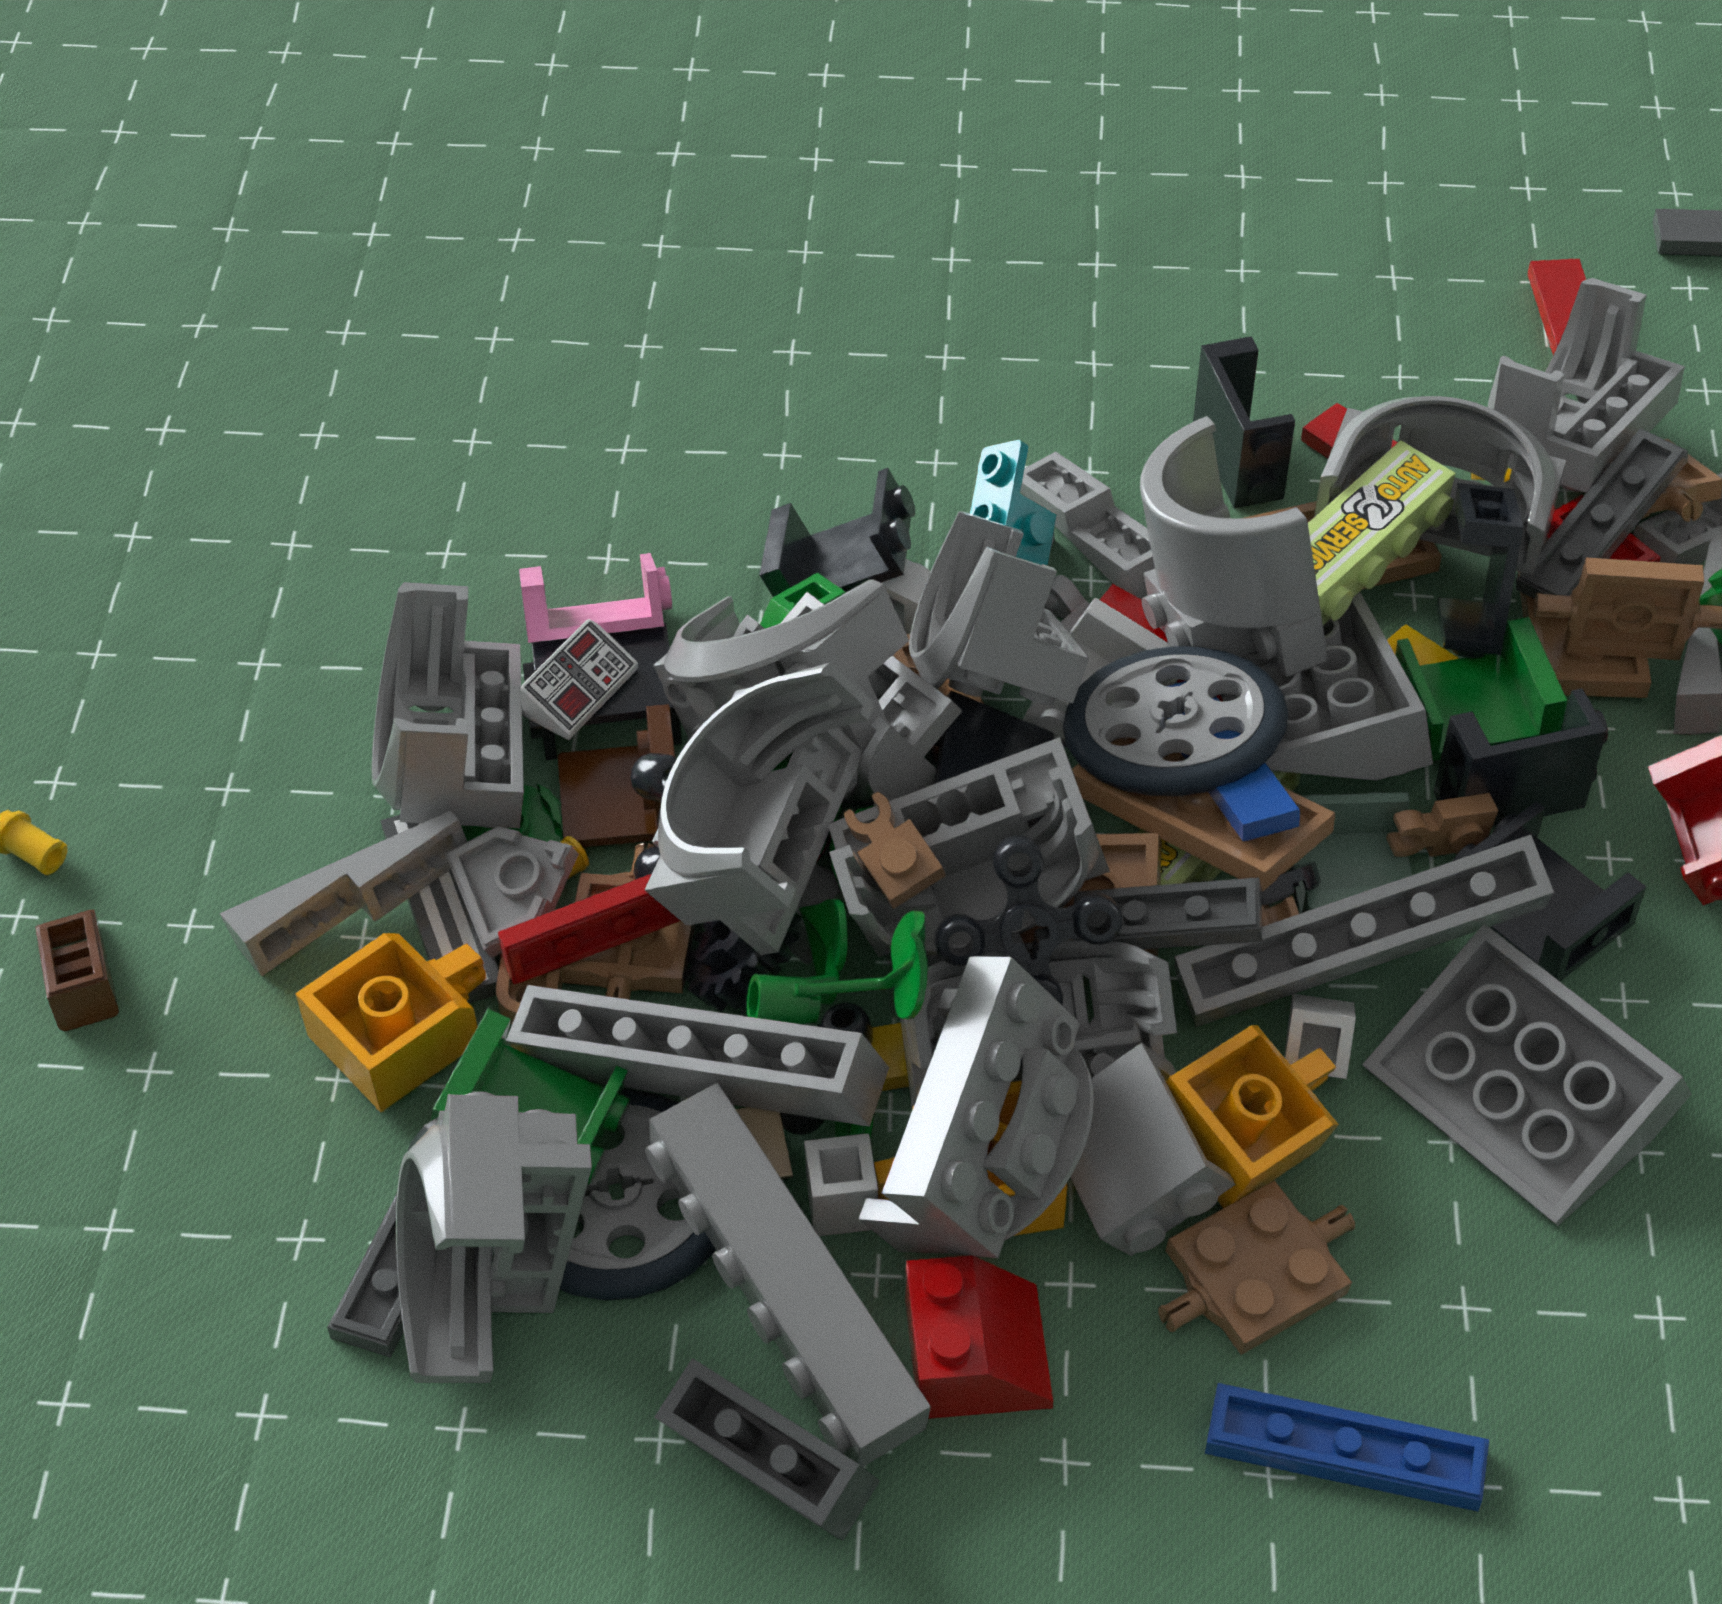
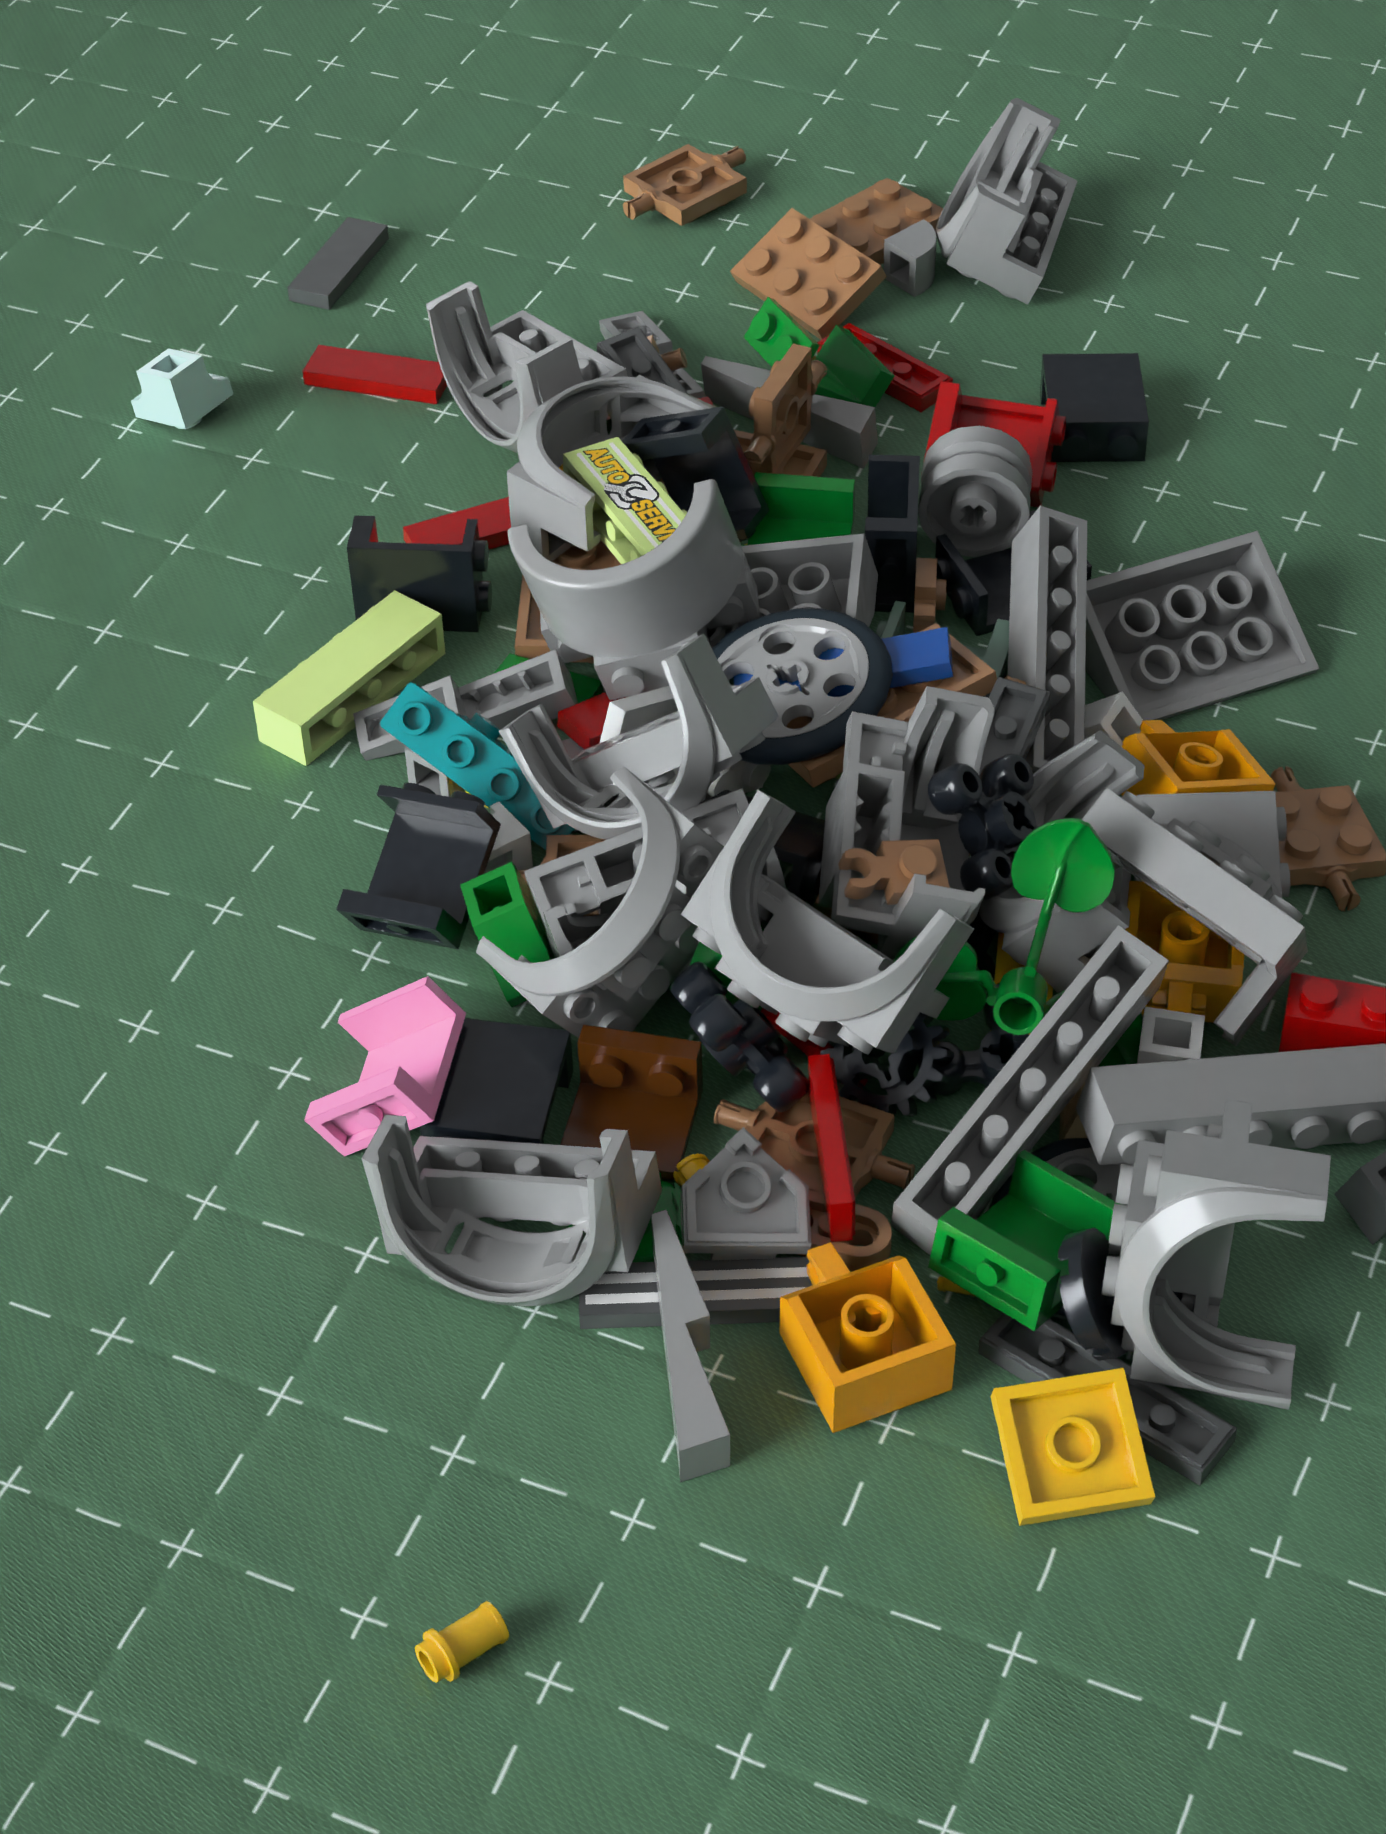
camera: 70 degrees left, 5 degrees down
(76, 975) = (683, 1645): reddish brown slope -> none
(315, 1208) = (1072, 1446): none -> yellow hinge
(576, 680) = (512, 1091): slope -> none
(1085, 425) = (348, 674): none -> yellowish green brick
(1434, 189) = (178, 390): none -> light aqua brick
(1629, 813) = (975, 489): none -> light grey wheel

